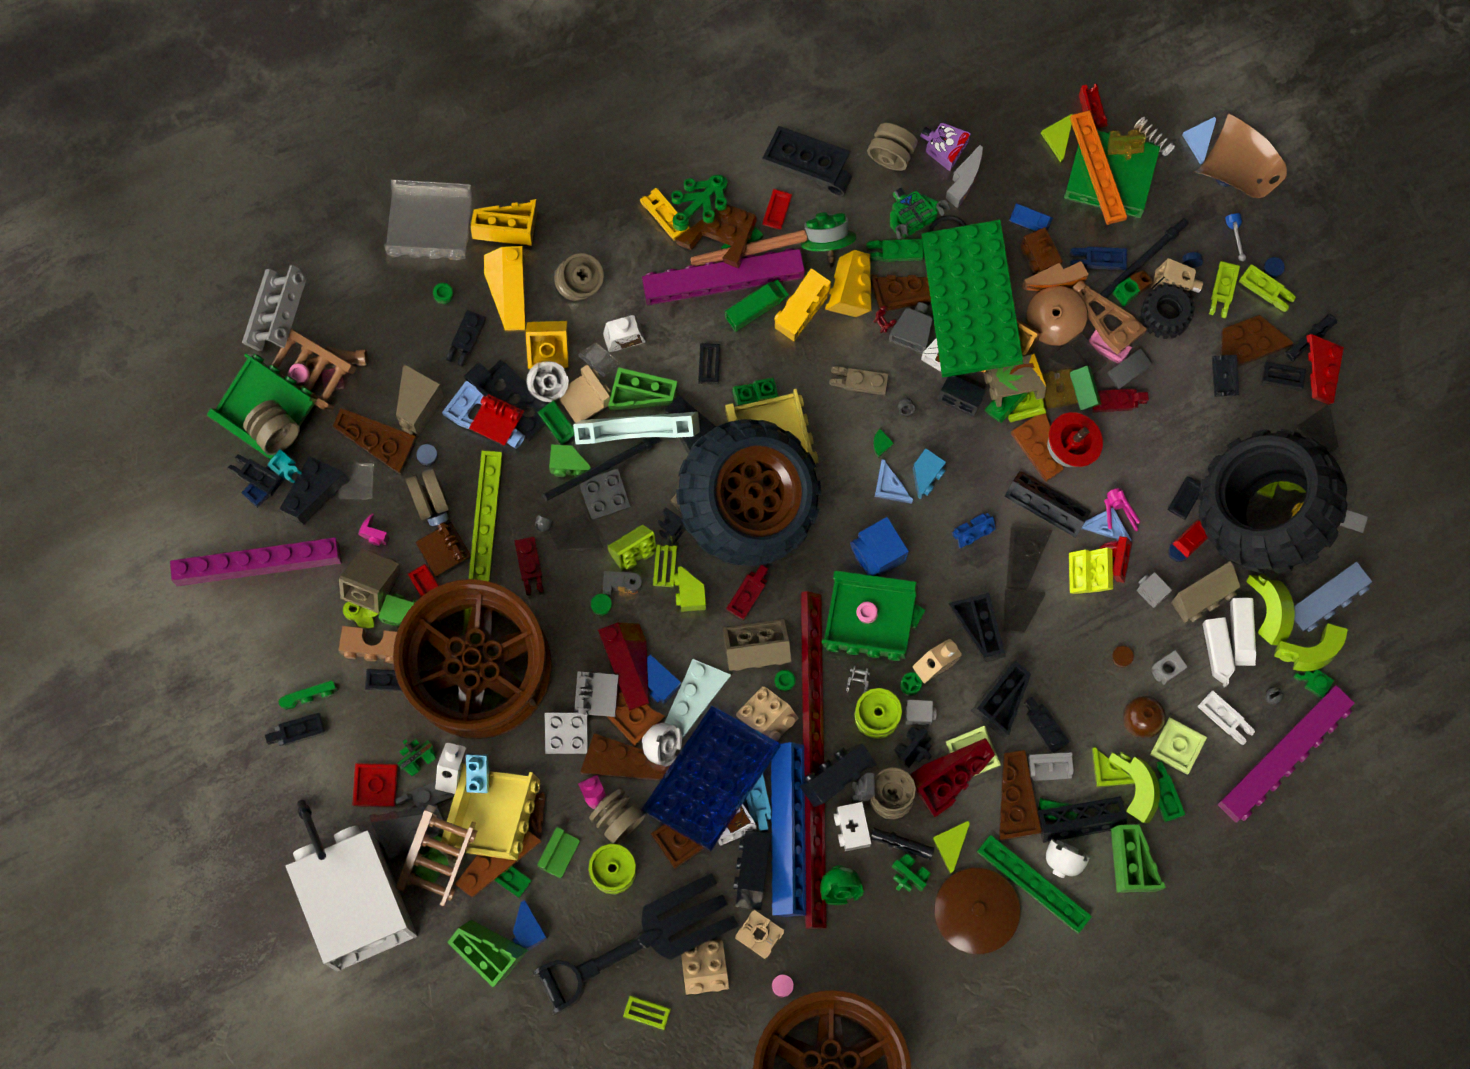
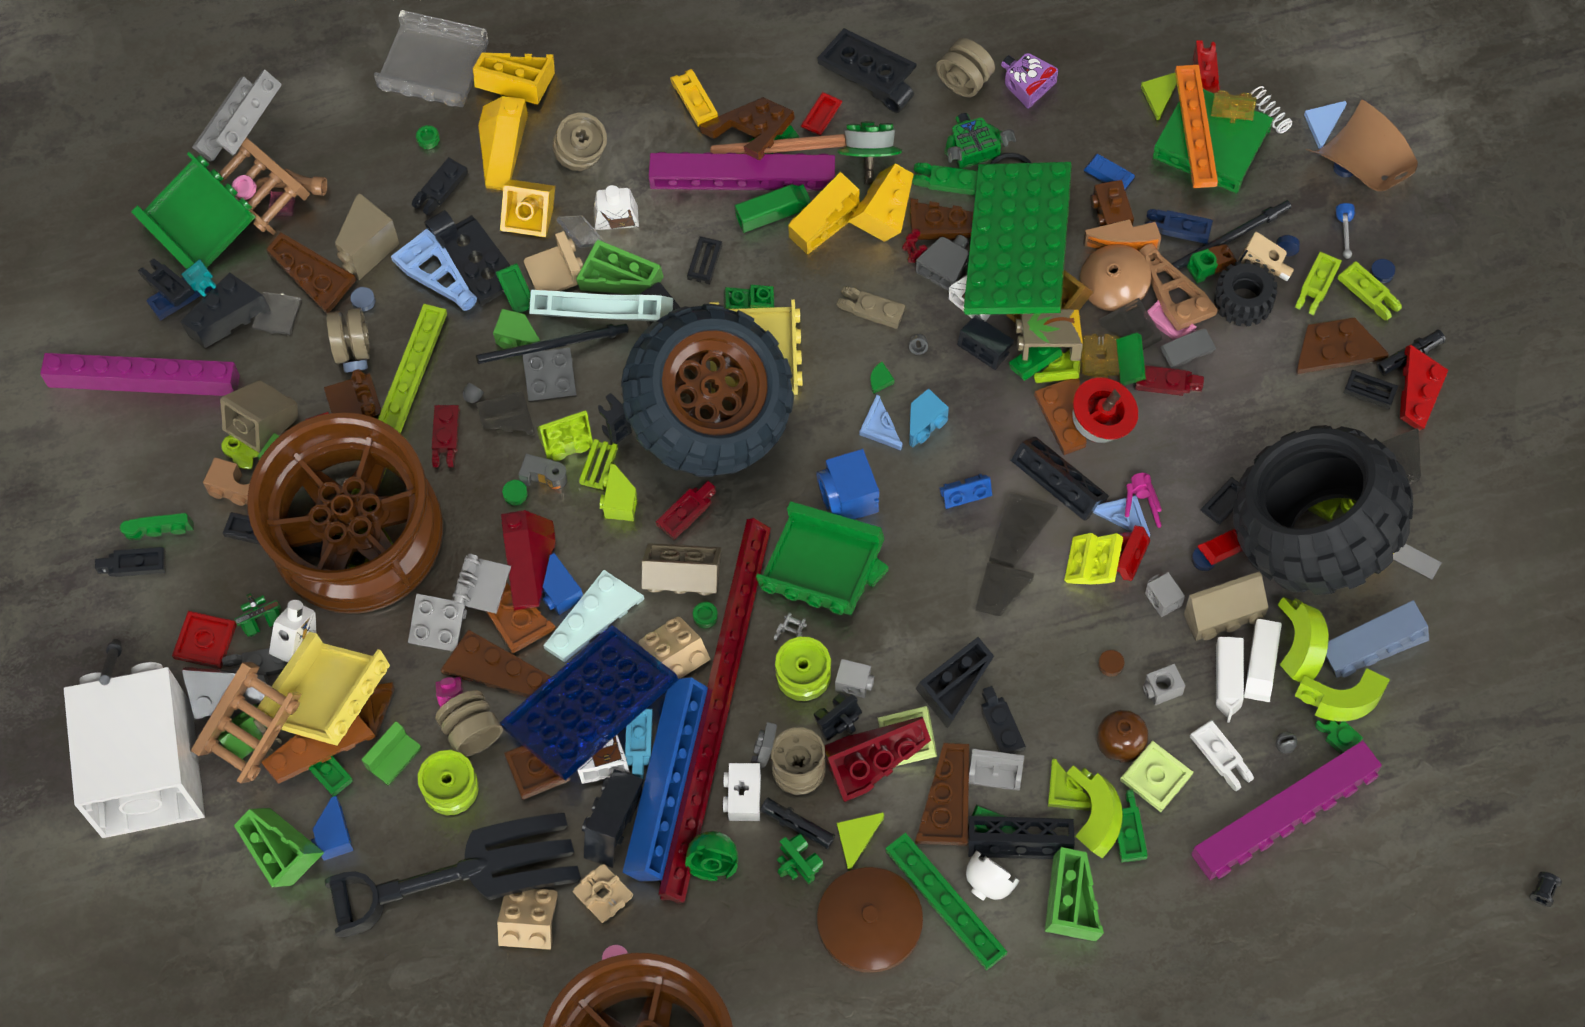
camera: 15 degrees right, 10 degrees down
(271, 427) = (195, 232): dark tan wheel -> none
(373, 535) = (279, 371): dark pink plate -> none
(477, 773) = (319, 642): medium azure hips -> none
(496, 419) = (447, 271): red hinge -> none
(547, 381) = (515, 242): white cylinder -> none
(633, 999) = (465, 968): lime tile -> none
(661, 743) = (542, 652): white cylinder -> none
(715, 184) = (758, 76): green plant -> none
(836, 774) = (735, 724): black wedge -> none
(867, 612) = (818, 555): bright pink tile -> none
(912, 680) = (849, 640): green wheel -> none
(943, 655) = (895, 621): tan torso -> none
(964, 178) = (1042, 116): light grey slope -> none
(980, 624) = (949, 592): black wedge -> none
(1225, 375) = (1299, 373): black hinge -> none

